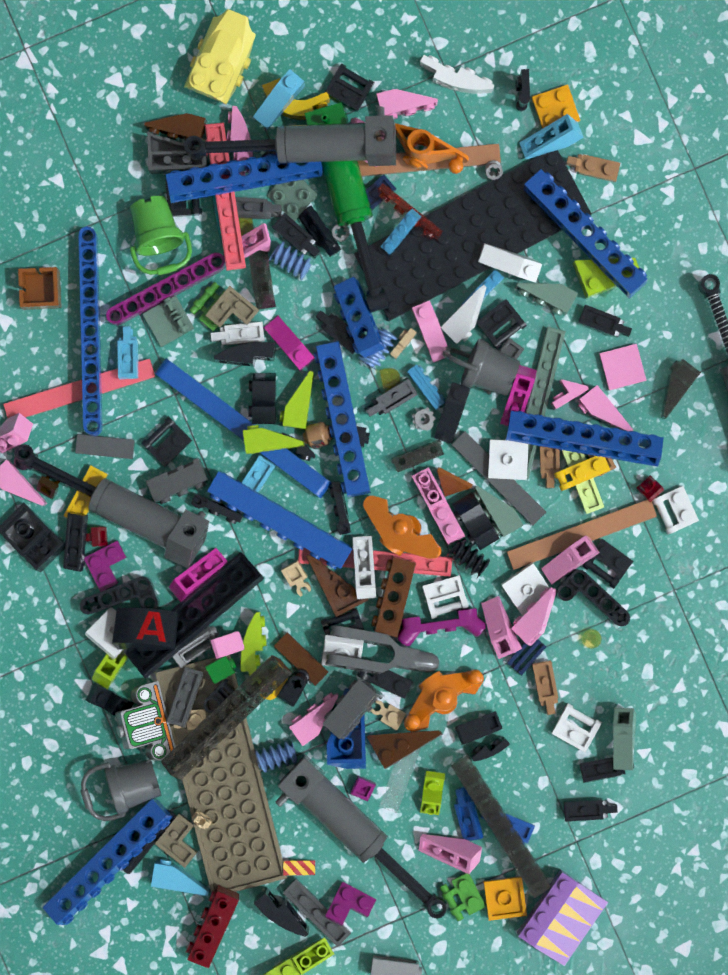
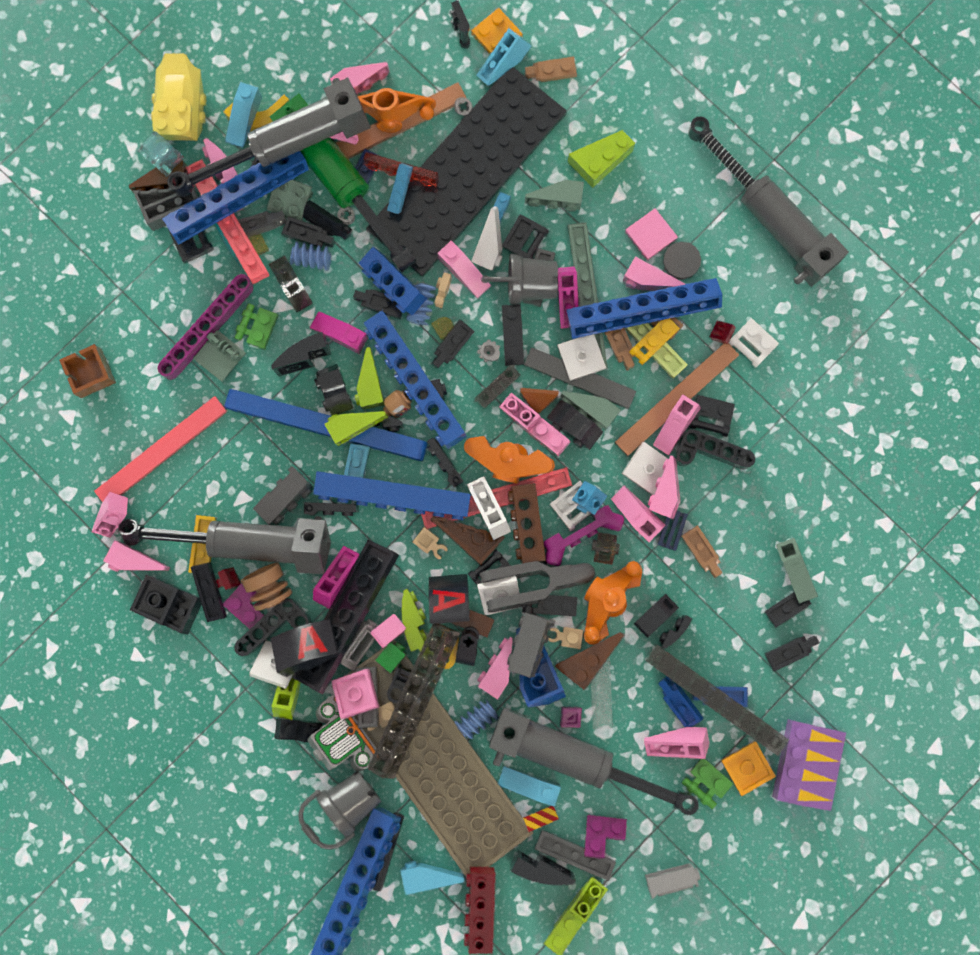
camera: 15 degrees left, 5 degrees down
(47, 487) = (164, 551): dark brown tile -> none
(86, 322) = (143, 385): blue beam -> none
(105, 446) = (204, 493): dark grey tile -> none
(127, 355) = (192, 400): medium azure hinge -> none
(131, 559) = (268, 590): none -> medium nougat wheel
(156, 233) = (176, 278): bright green piece -> none
(171, 446) = (265, 468): black plate -> none
(172, 841) = (409, 841): dark tan plate -> none
(175, 689) = (355, 694): none -> bright pink tile
(187, 108) = (160, 153): none -> clear light blue brick
(201, 819) = (429, 809): tan plate -> none
(230, 303) = (270, 314): dark tan plate -> none
(239, 334) = (287, 339): white hinge -> none
(256, 240) = (271, 250): bright pink slope -> none
(294, 637) = (449, 599): none -> black slope
(300, 835) = (529, 786): none -> medium azure slope
(346, 92) = (309, 91): black plate -> none
(426, 387) = (478, 321): dark azure piece -> none
(432, 793) = (638, 695): lime slope -> none
(456, 647) = (605, 548): none -> clear smoke brick
(459, 596) = (589, 498): none -> dark azure brick
(463, 81) = (403, 41): white slope -> none
(469, 557) = (582, 460): black piece -> none
(510, 262) = (511, 179): white slope -> none
(543, 180) = (557, 126): blue brick -> none
(572, 390) = (614, 272): bright pink slope -> none
(572, 733) = (747, 585): white plate -> none
(591, 639) = (726, 491): tile -> none
(603, 322) = (617, 200): black hinge -> none
(641, 404) = (682, 260): none -> dark grey tile
(678, 383) = (707, 229): clear smoke slope -> none

